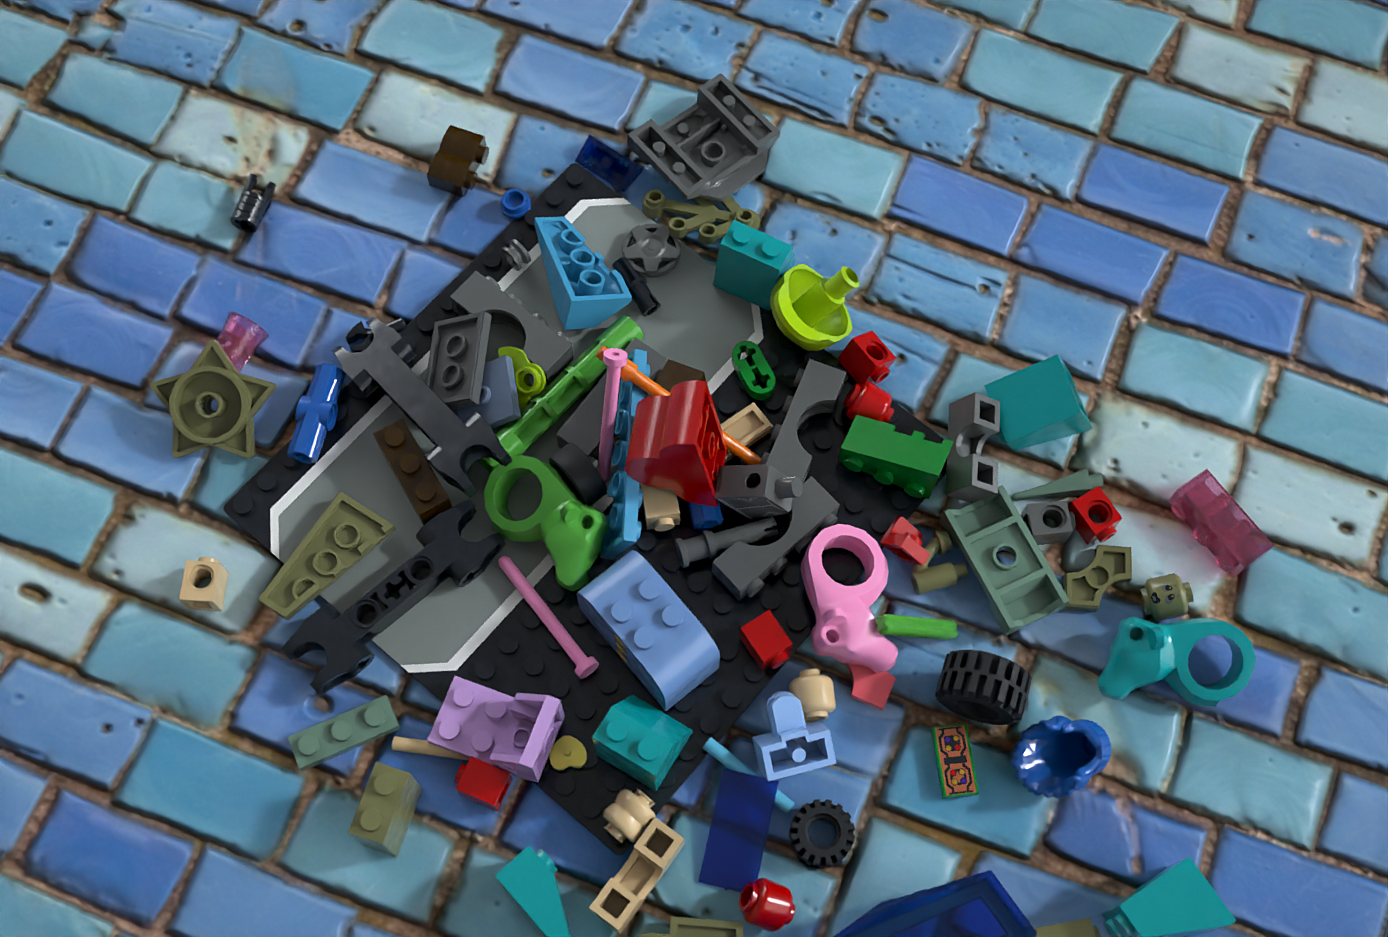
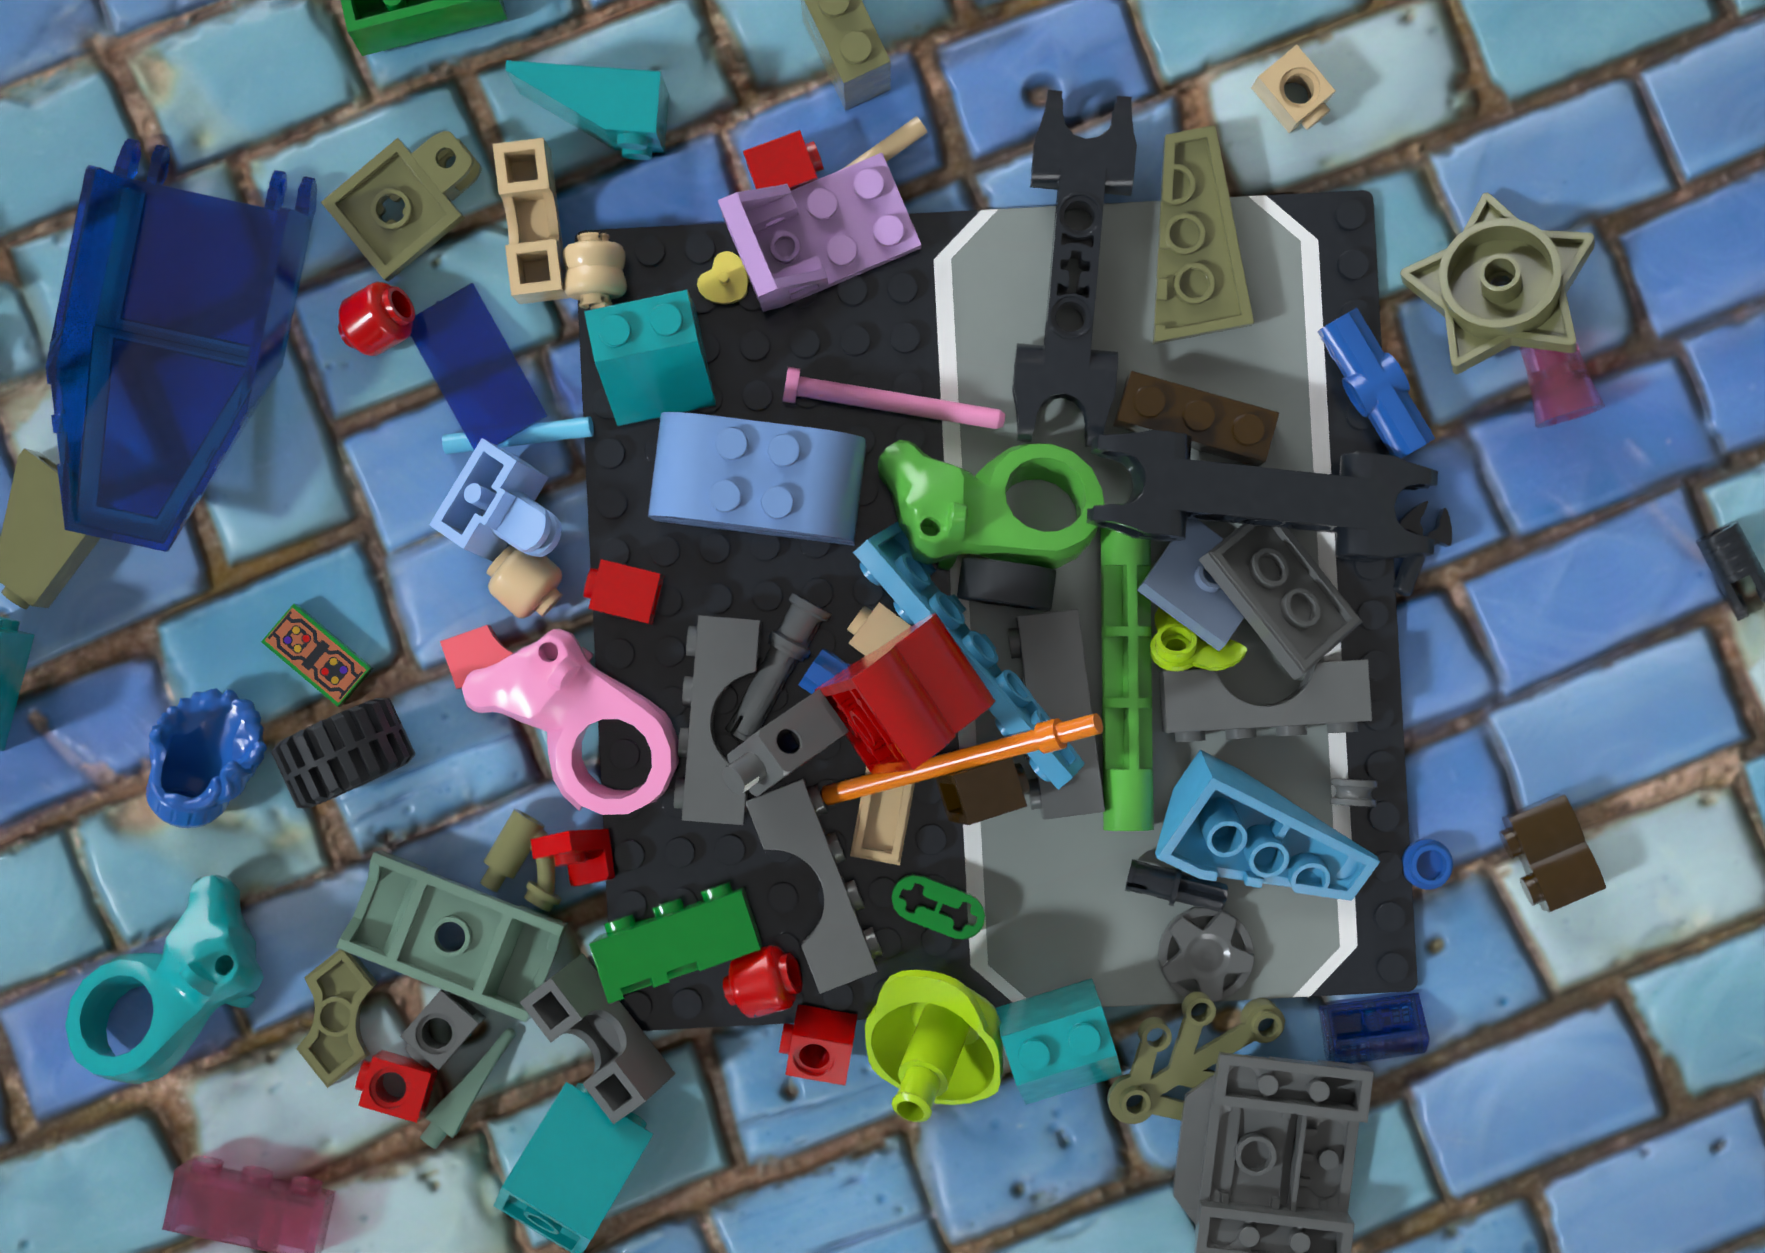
camera: 140 degrees right, 20 degrees up
(343, 733) = (983, 86): sand green plate -> none
(614, 359) = (1065, 723): bright pink bar -> none
(821, 855) = (357, 436): black tyre -> none
(916, 627) = (475, 757): bright green axle -> none
(1166, 597) = (238, 1058): olive head -> none

